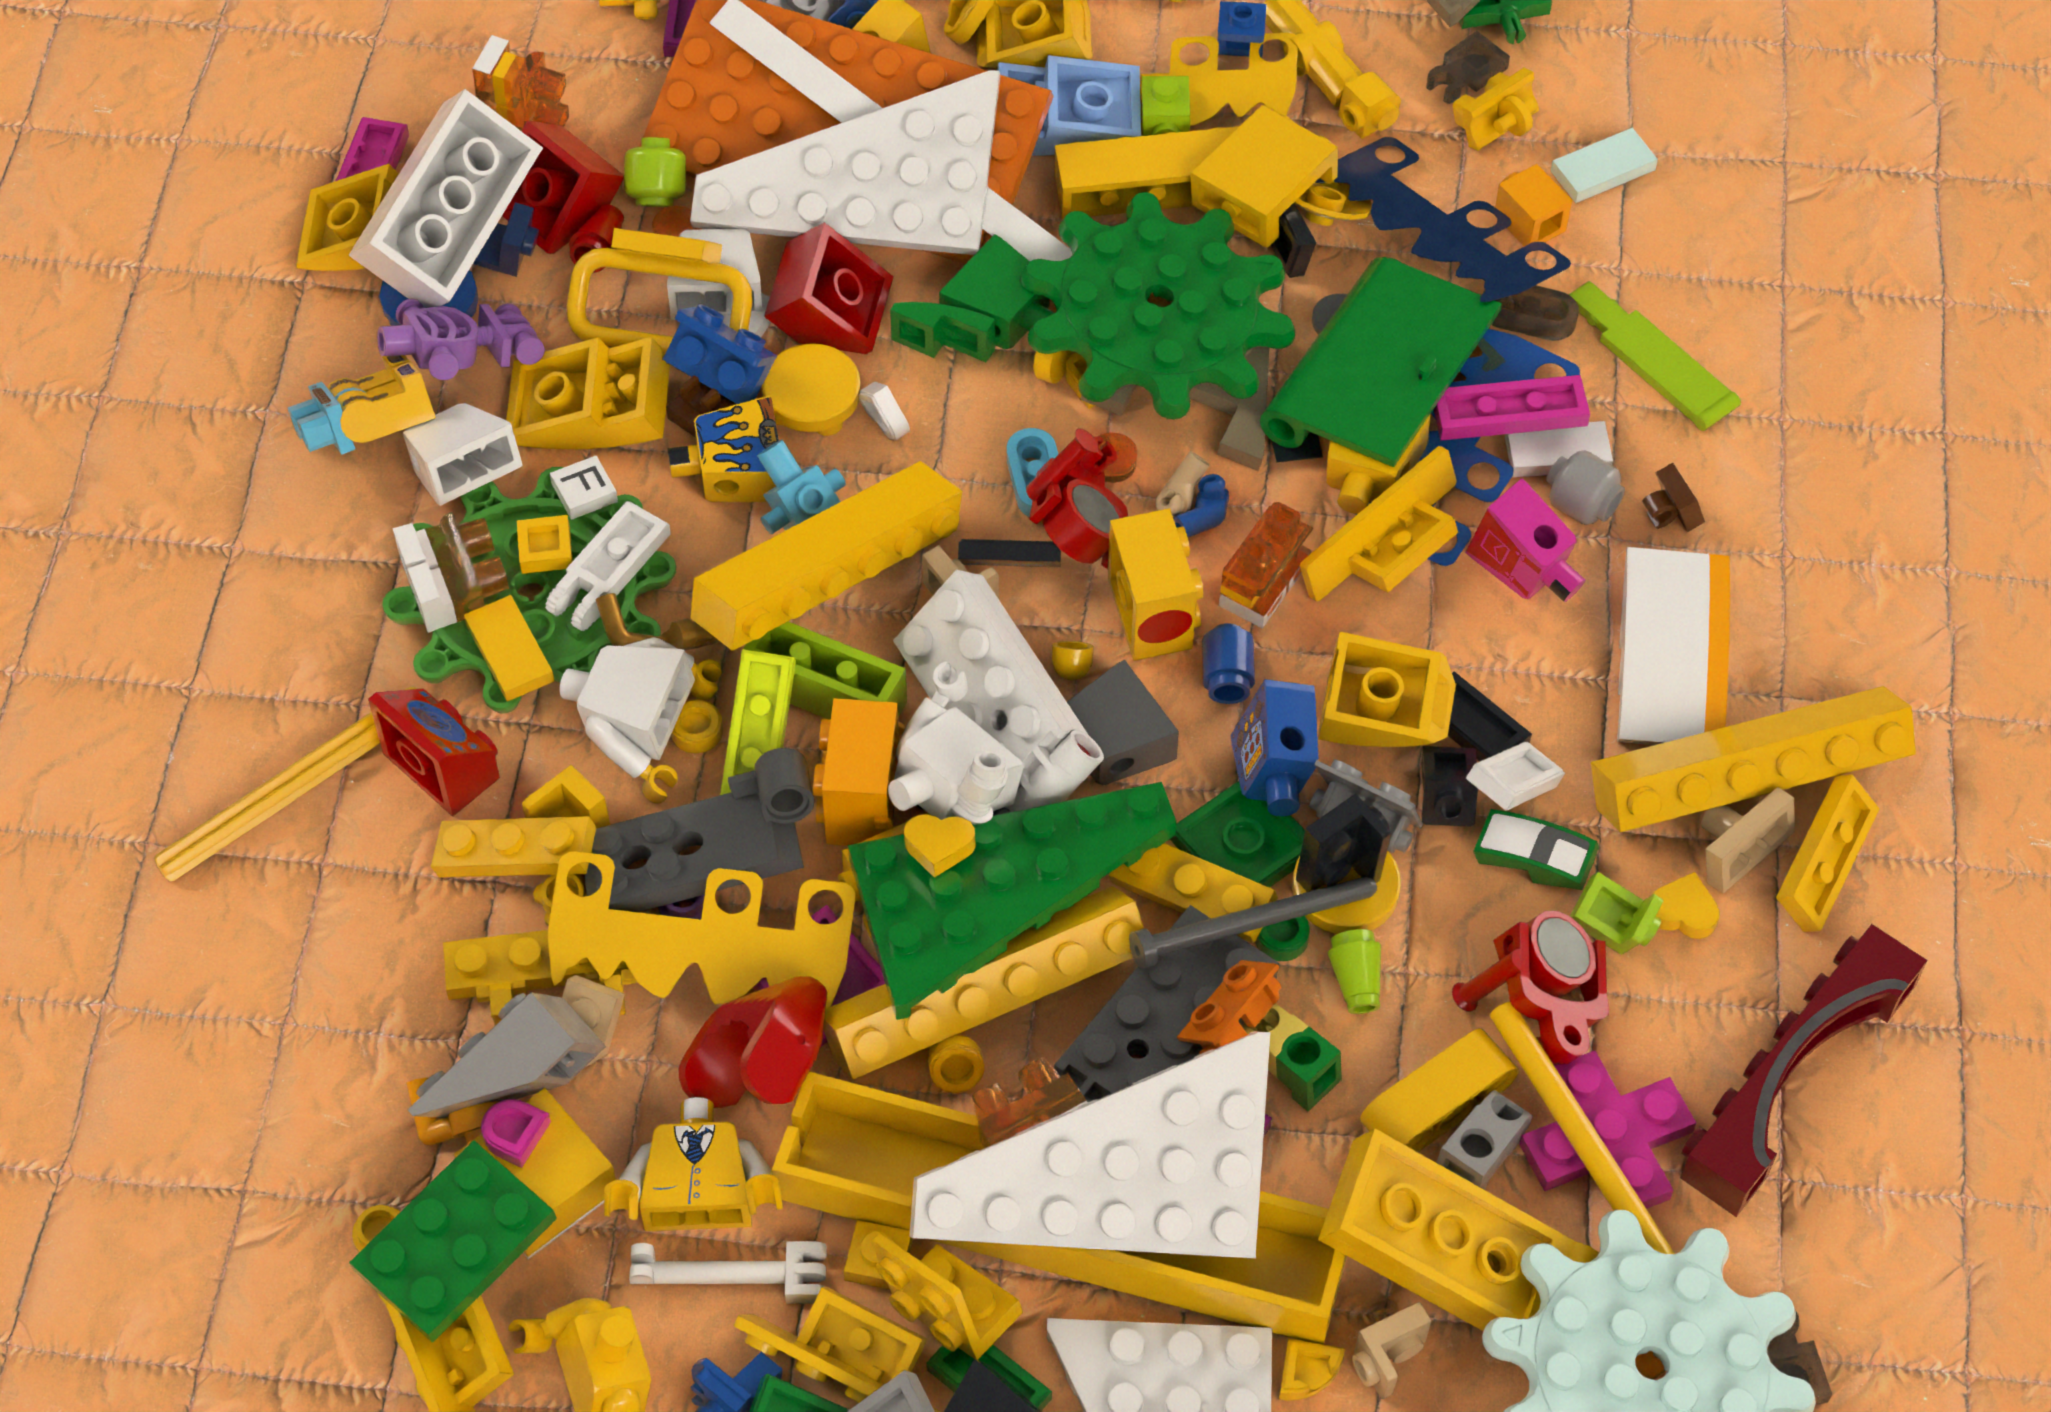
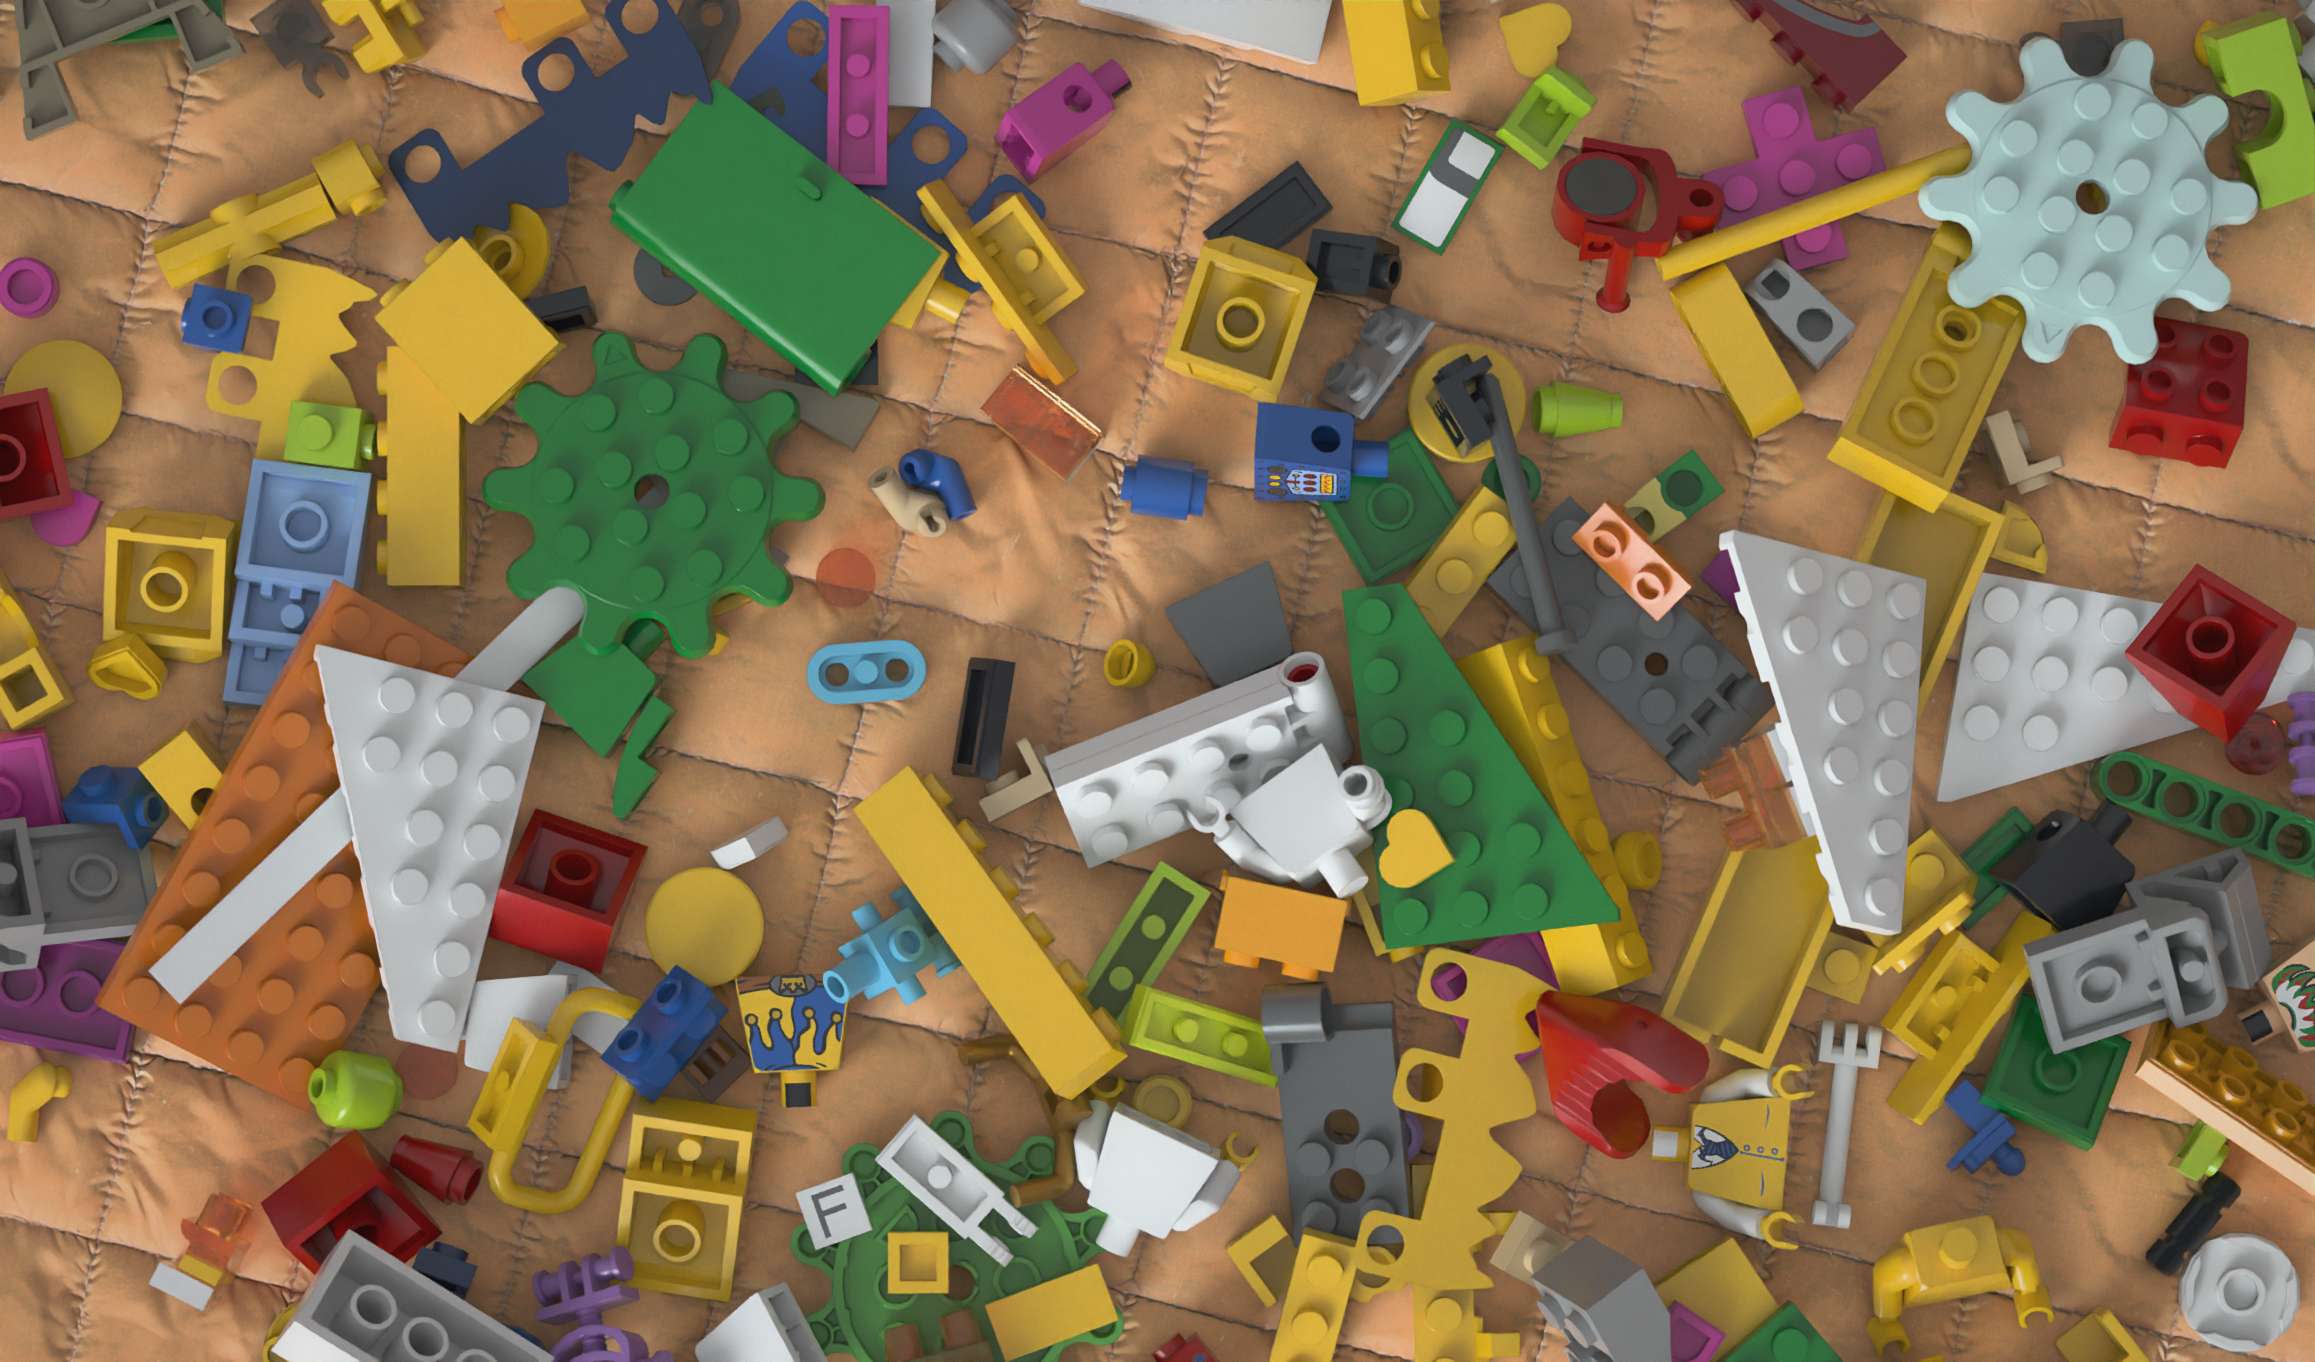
camera: 85 degrees left, 30 degrees up
(1074, 501) = (940, 628): red piece -> none
(1154, 583) = (1065, 558): yellow brick -> none
(1515, 775) = (1363, 192): white tile -> none

